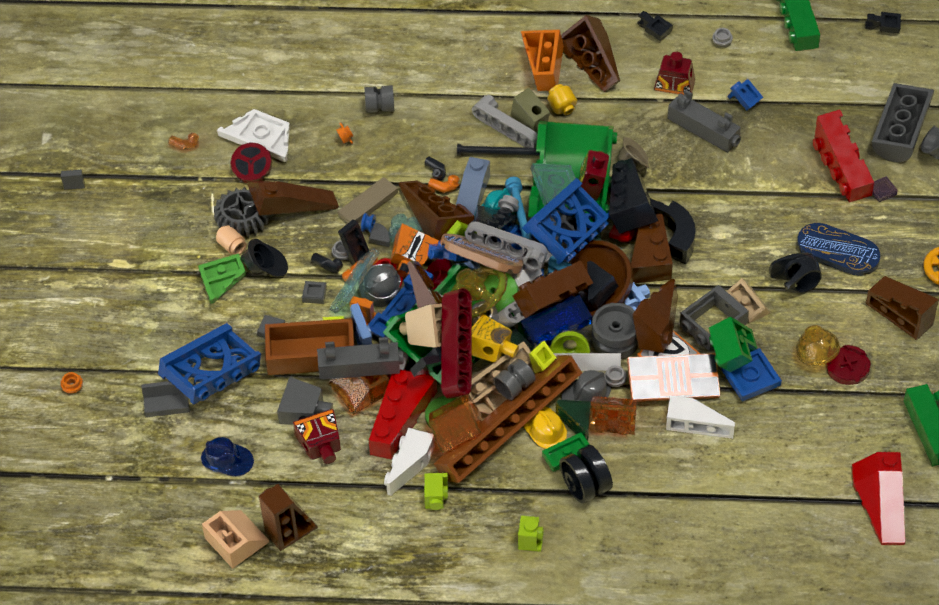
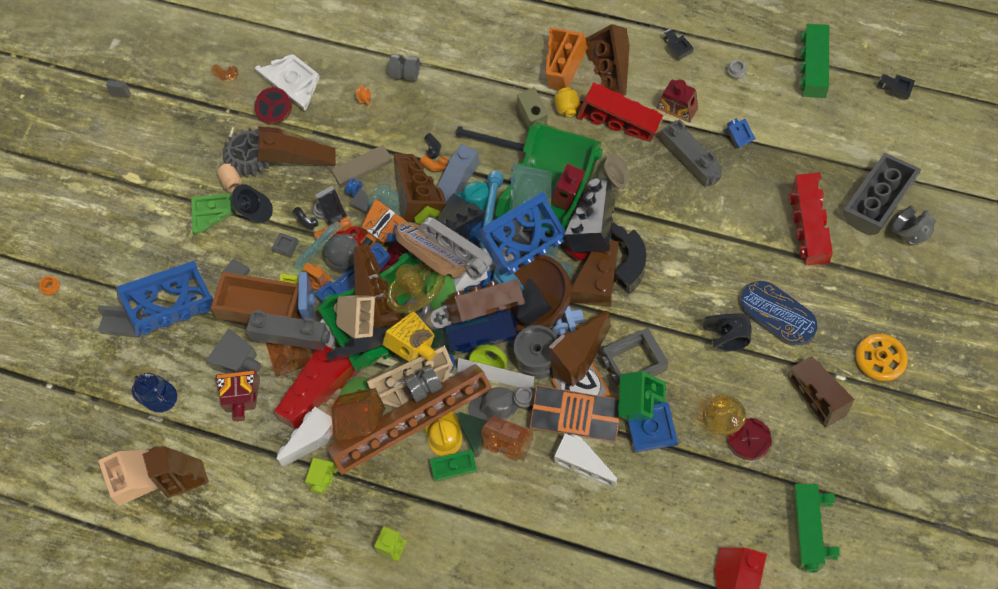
camera: 20 degrees right, 10 degrees up
(456, 343) = (376, 349): dark red beam -> none
(487, 112) = (495, 99): light grey beam -> none
(509, 203) = (480, 199): light grey plate -> none
(541, 357) = (457, 364): neon yellow slope -> none
(586, 474) = (458, 497): black wheel -> none
(619, 98) = (619, 113): none -> red wedge
(749, 299) = (675, 347): tan slope -> none
(884, 189) = (842, 259): tile -> none

